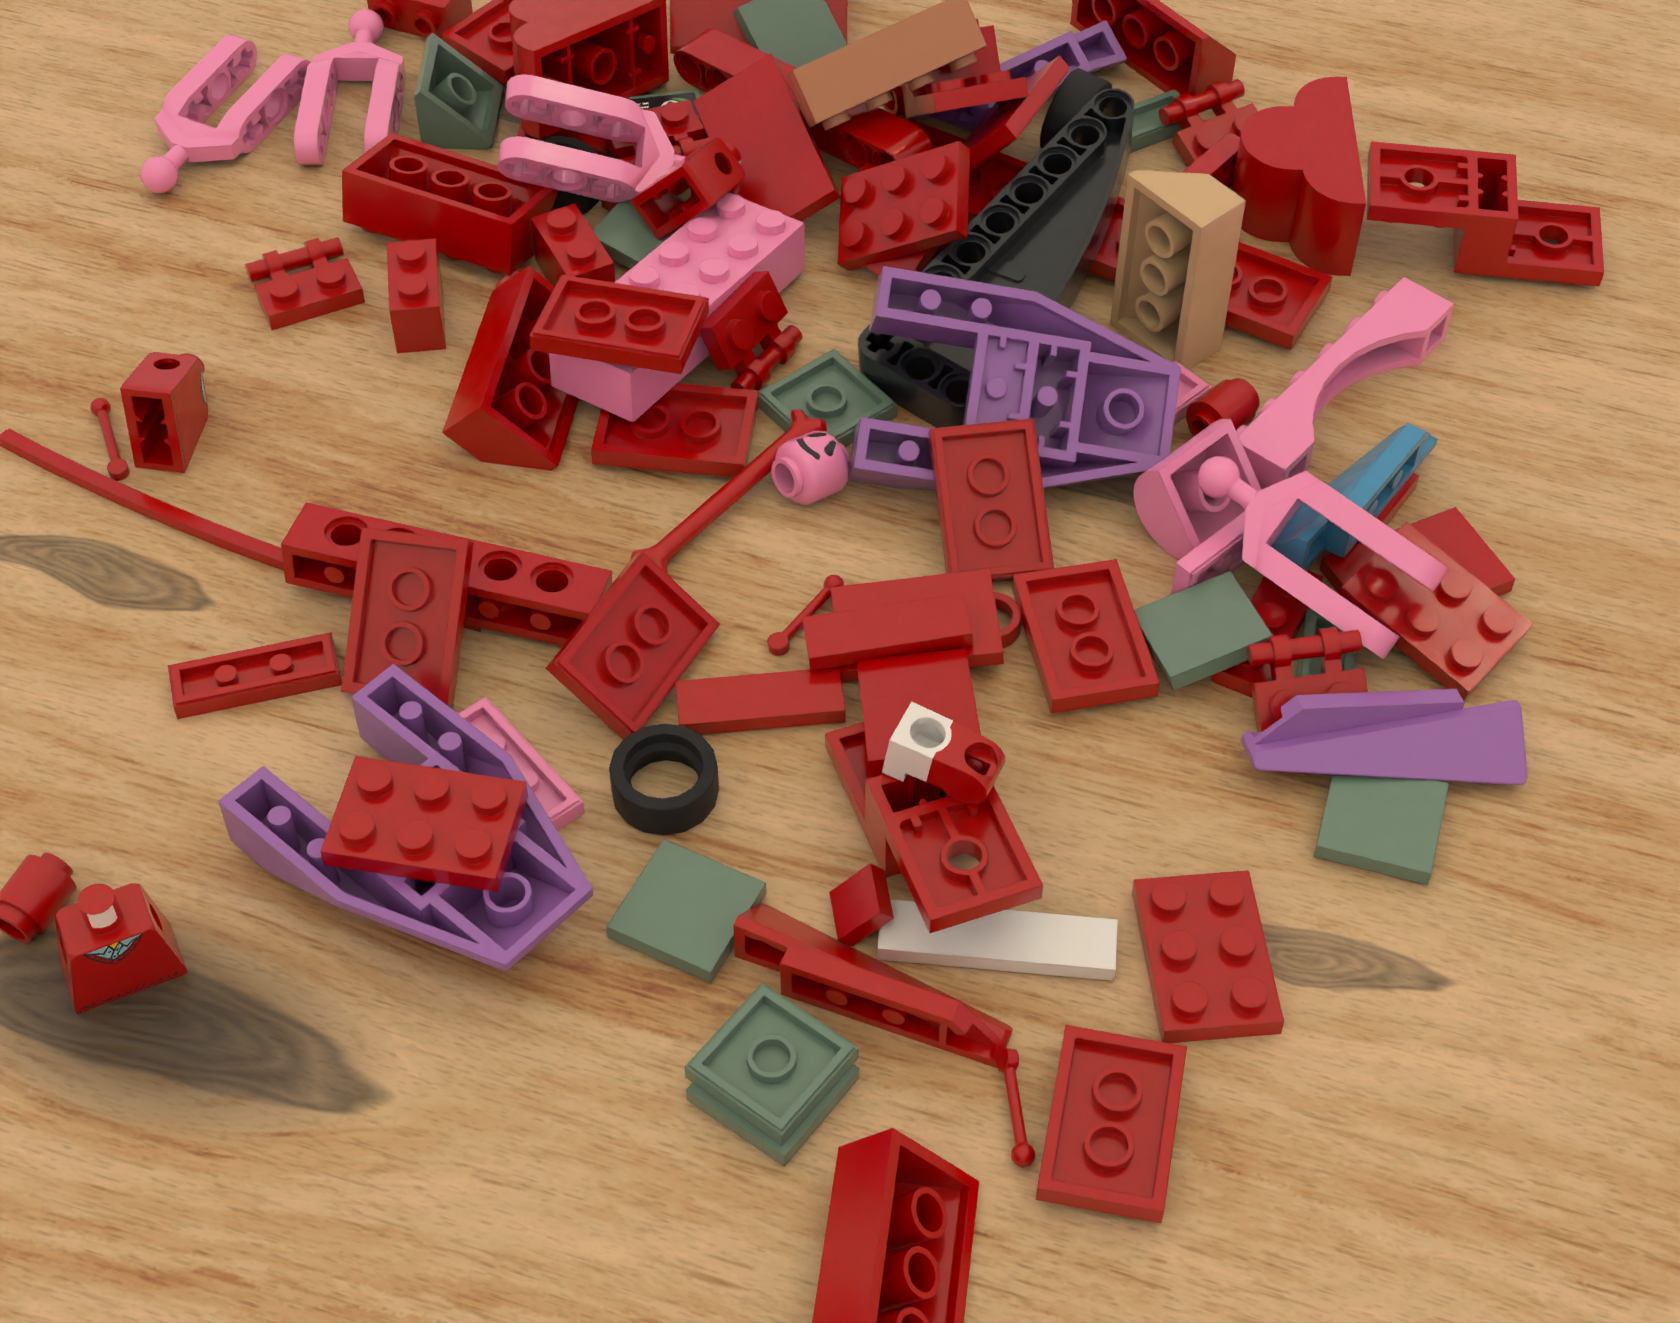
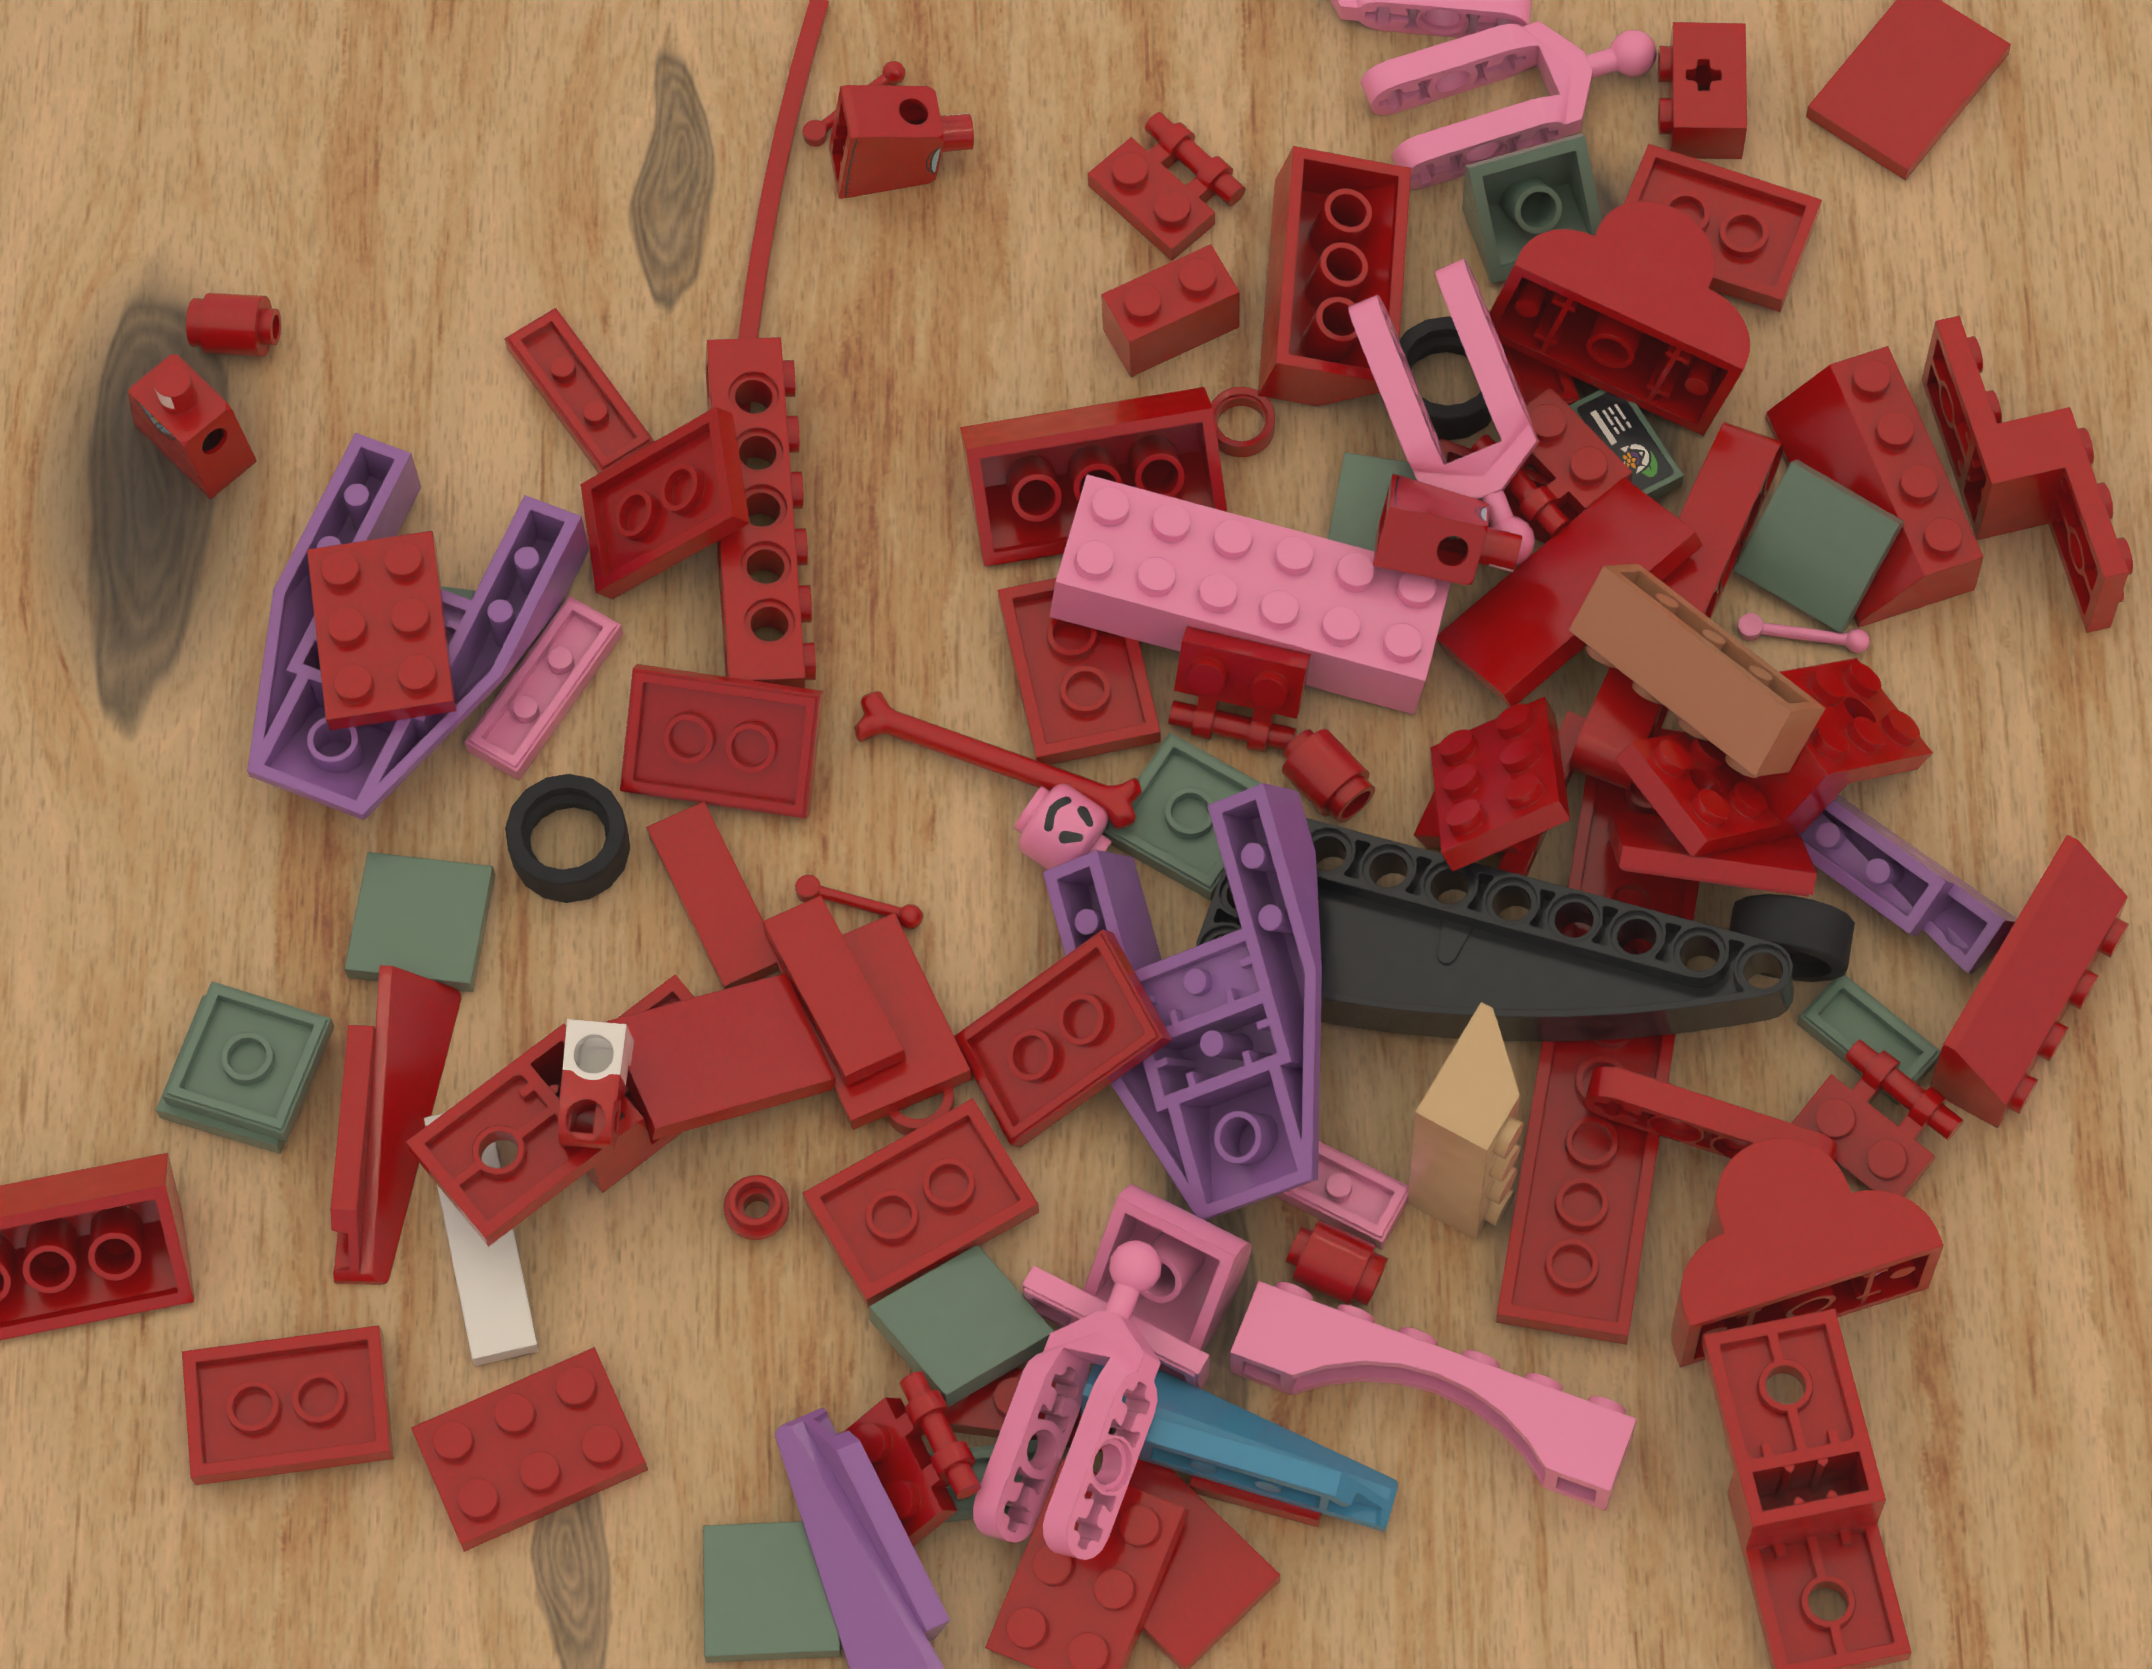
camera: 75 degrees right, 15 degrees up
(569, 246) = (1295, 453): red brick -> none
(620, 324) = (1116, 541): red tile -> none
(835, 314) = (1327, 774): none -> red brick
(861, 905) = (462, 1079): red tile -> none
(1022, 1152) = (236, 1332): red hinge -> none
(1048, 730) = (754, 1189): none -> red plate

